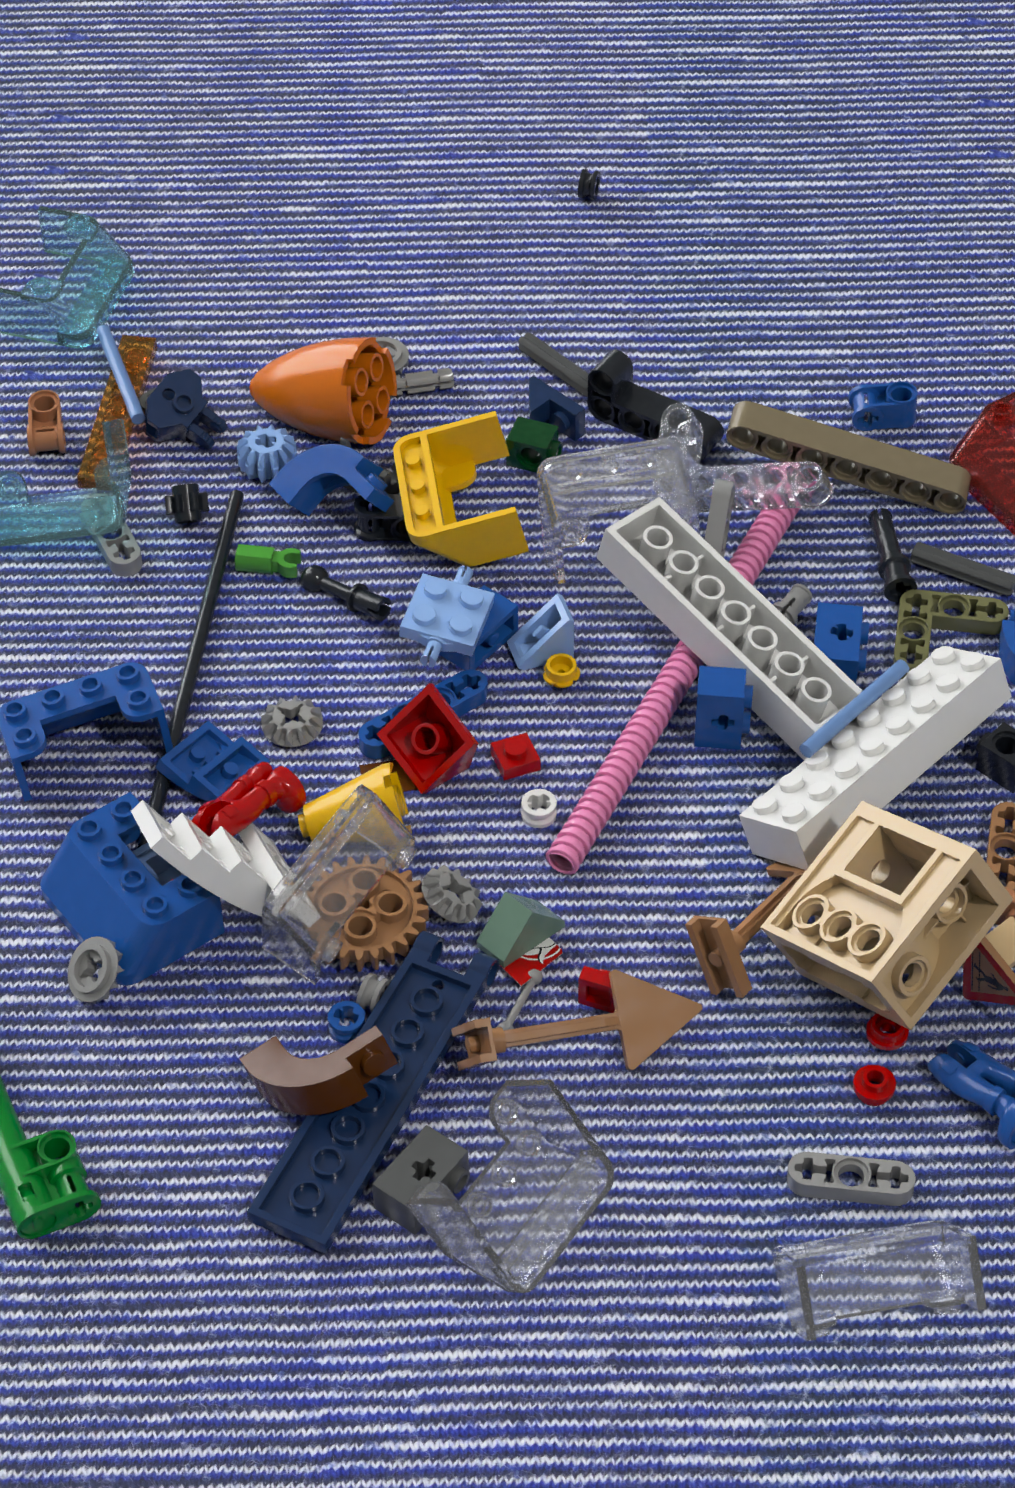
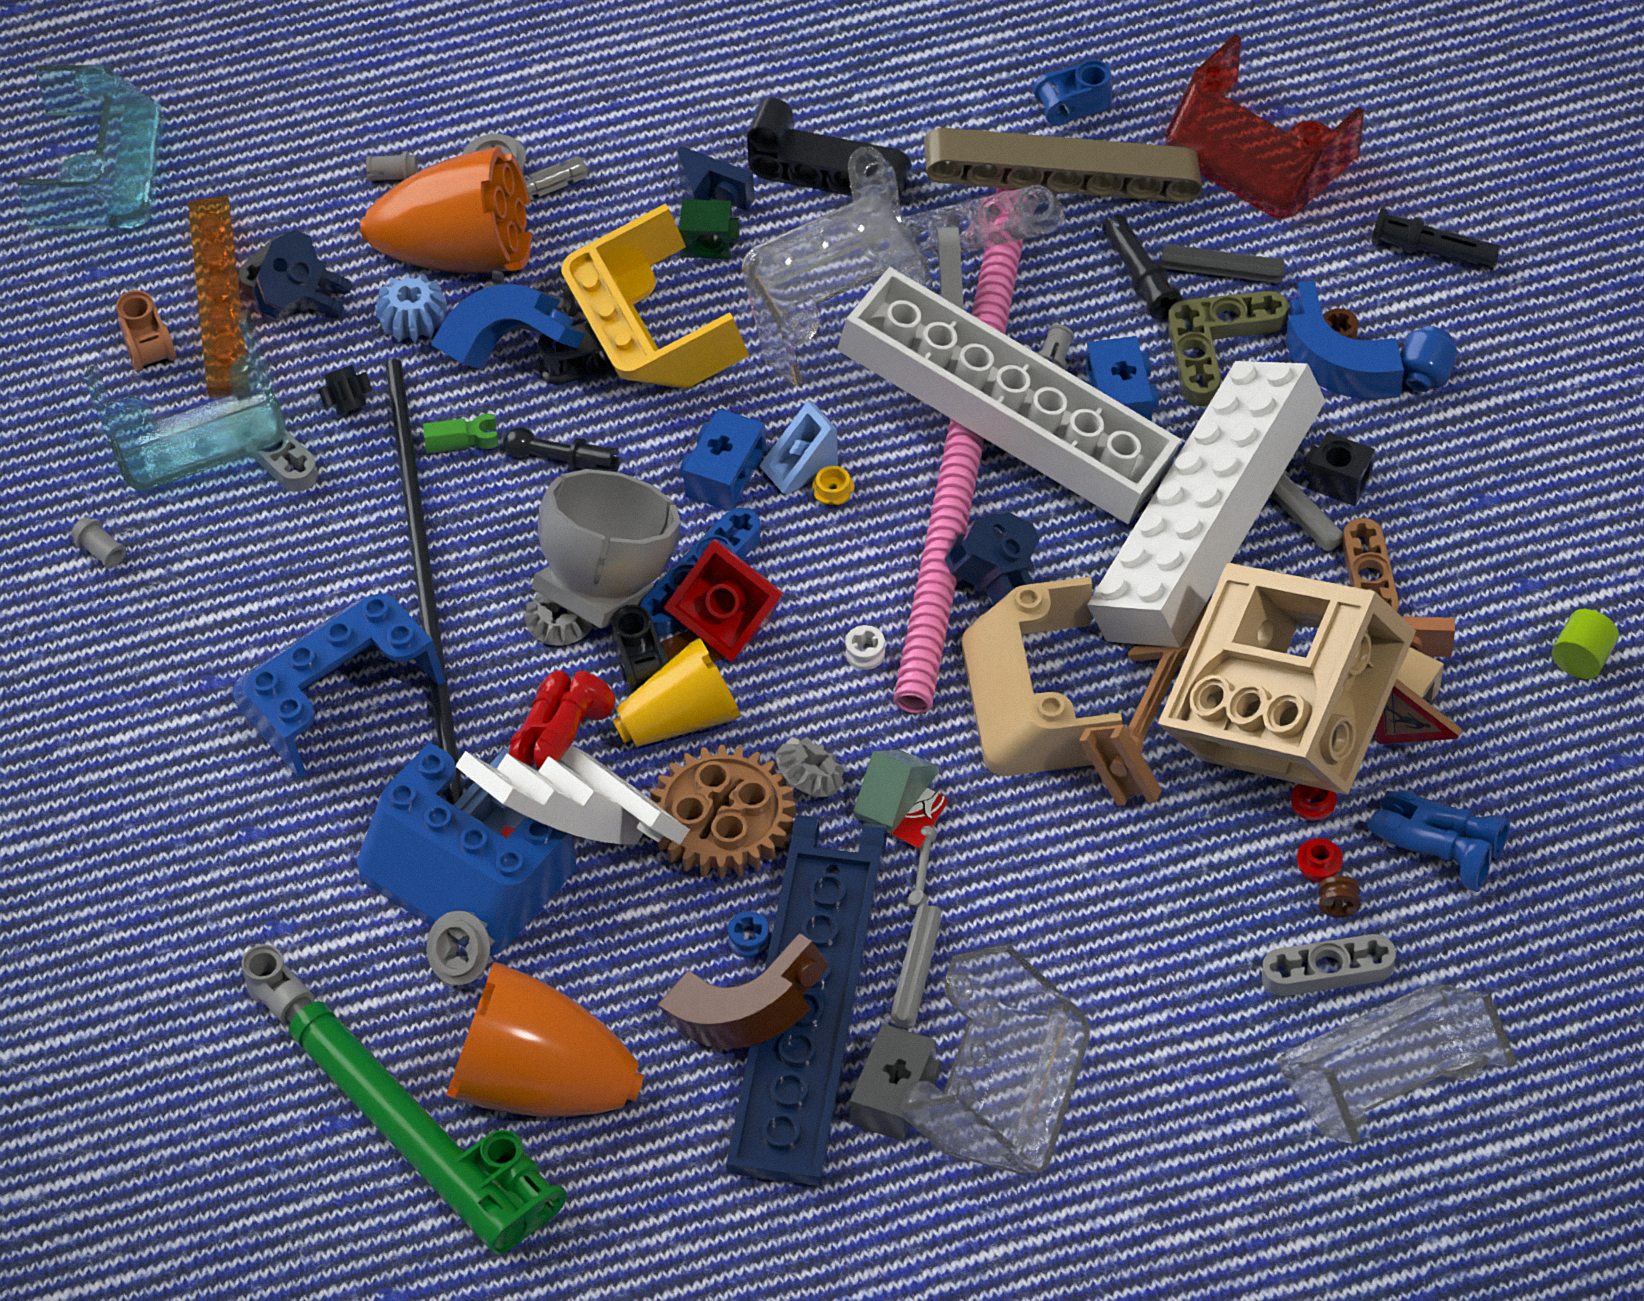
camera: 15 degrees left, 5 degrees up
(119, 1072) = (540, 1053): none -> orange cylinder
(120, 374) = (208, 251): medium blue bar -> none
(208, 762) = (492, 686): blue slope -> none
(291, 342) = (391, 167): none -> light grey pin
(331, 880) = (698, 792): clear windscreen -> none
(339, 666) = (603, 542): none -> light grey plate
(343, 756) = (639, 653): none -> black piece
(371, 991) = (767, 895): light grey bush -> none
(446, 615) = (694, 454): light blue plate -> none
(476, 1093) = (916, 966): none -> light grey axle
(515, 756) = (817, 595): red plate -> none
(554, 362) = (695, 122): dark grey axle -> none
(595, 989) = (1005, 831): red plate -> none
(642, 1016) = (1061, 849): medium nougat piece -> none
(654, 908) = (1015, 726): none -> tan windscreen
(676, 761) = (994, 559): none -> dark blue hinge
(721, 707) = (1026, 483): blue brick -> none
(854, 708) = (1170, 456): medium blue bar -> none
(880, 1120) = (1339, 896): none -> reddish brown bush
(965, 787) = (1307, 514): none -> light grey axle

